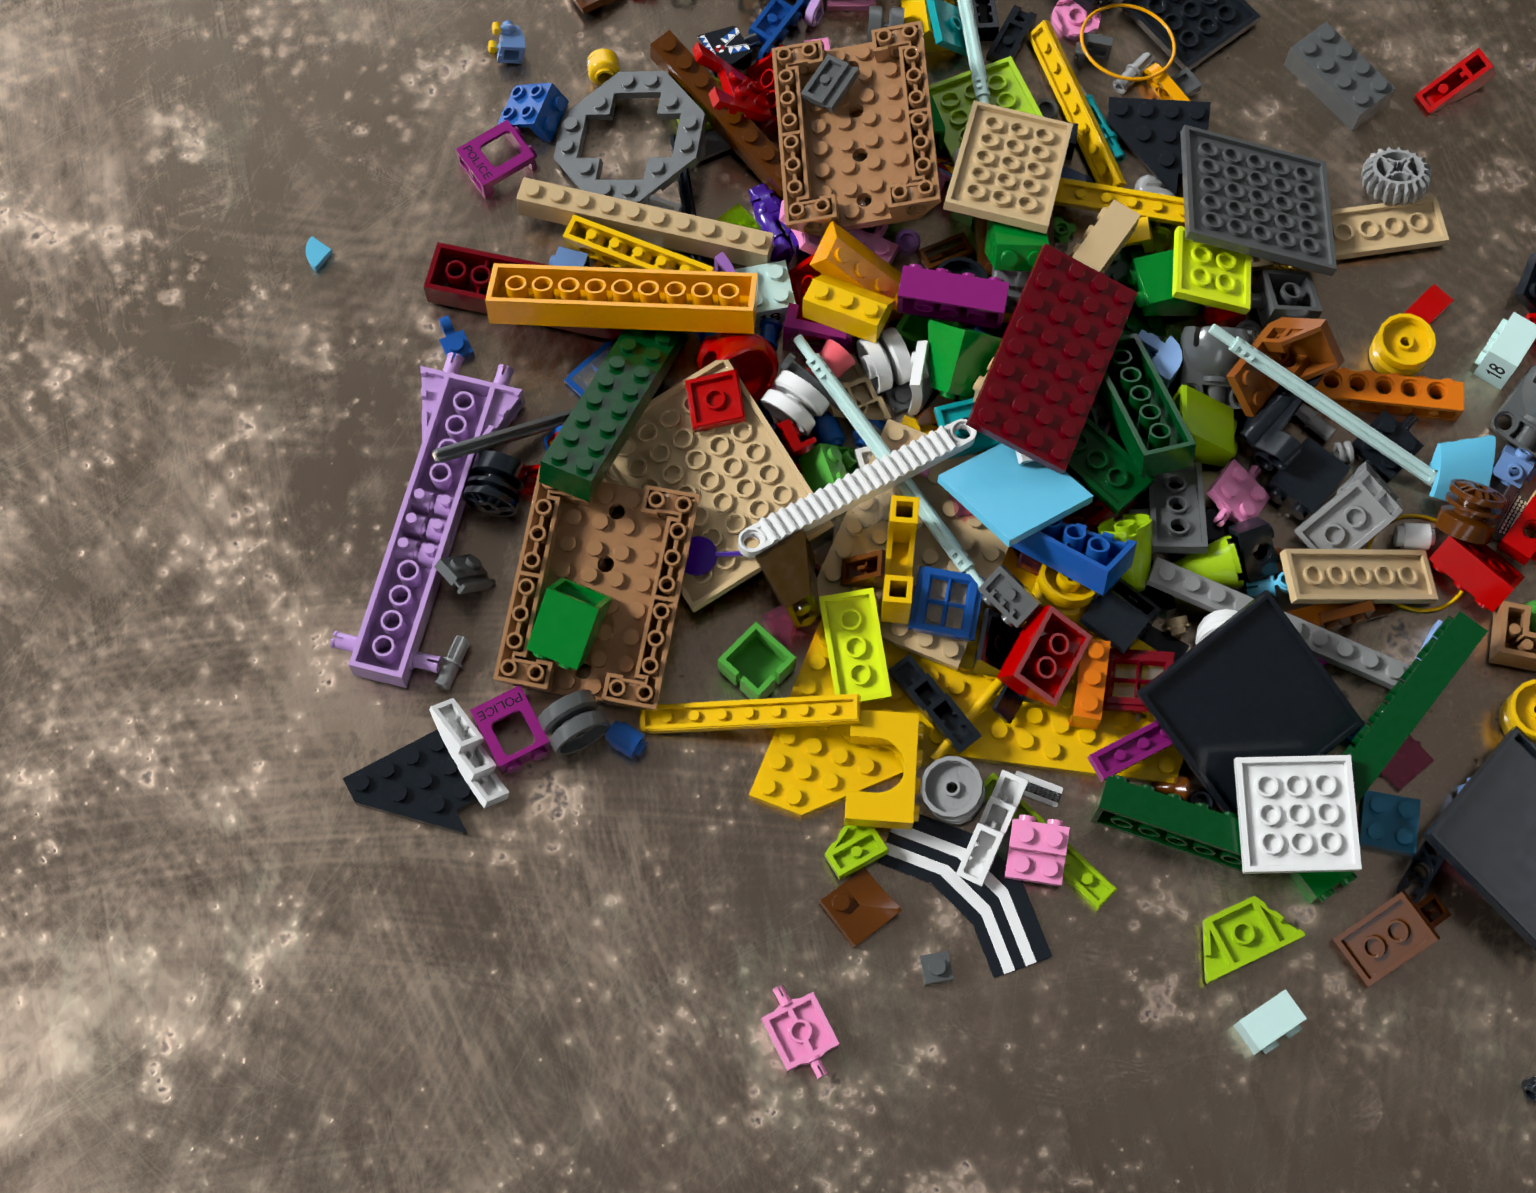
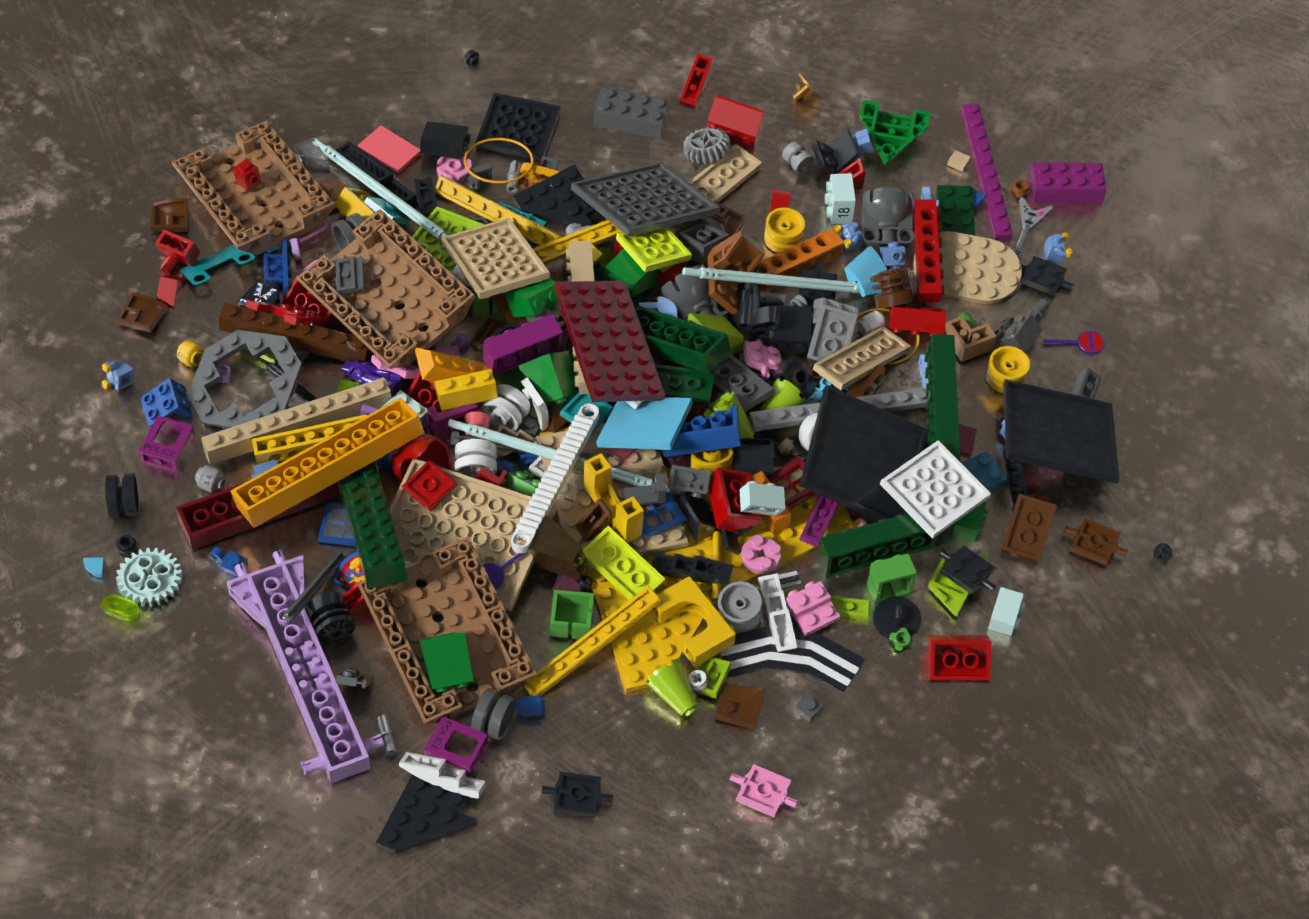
camera: 40 degrees left, 15 degrees down
(303, 322) = (121, 609): none -> clear neon green plate
(364, 244) = (126, 540): none -> black plate
(367, 322) = (141, 590): none -> light aqua gear
(397, 190) = (122, 496): none -> black wheel
(506, 230) = (210, 478): none -> light grey head
(593, 881) = (577, 794): none -> black plate
(623, 112) = (225, 372): none -> lavender tile
(798, 835) = (674, 688): none -> lime cone
(805, 635) = (585, 583): none -> black plate
(840, 846) = (699, 685): none -> white bush
(946, 577) = (648, 494): none -> dark grey bracket
(1024, 756) = (760, 545): none -> bright pink plate
(1071, 681) = (762, 498): none -> light aqua brick
(1118, 971) = (902, 633): none -> bright green plate
(1134, 933) = (895, 614): none -> black shield
(1164, 1038) = (959, 657): none -> red slope
(1168, 879) = (897, 571): none -> bright green piece
(1263, 938) = (967, 570): none -> black plate
(1341, 290) = (727, 220): none -> reddish brown plate
(1458, 167) = (740, 121): none -> red slope
(1460, 1013) = (1095, 541): none -> reddish brown plate
(1480, 407) = (850, 235): none -> medium blue piece
(1500, 261) = (798, 157): none -> light grey wheel

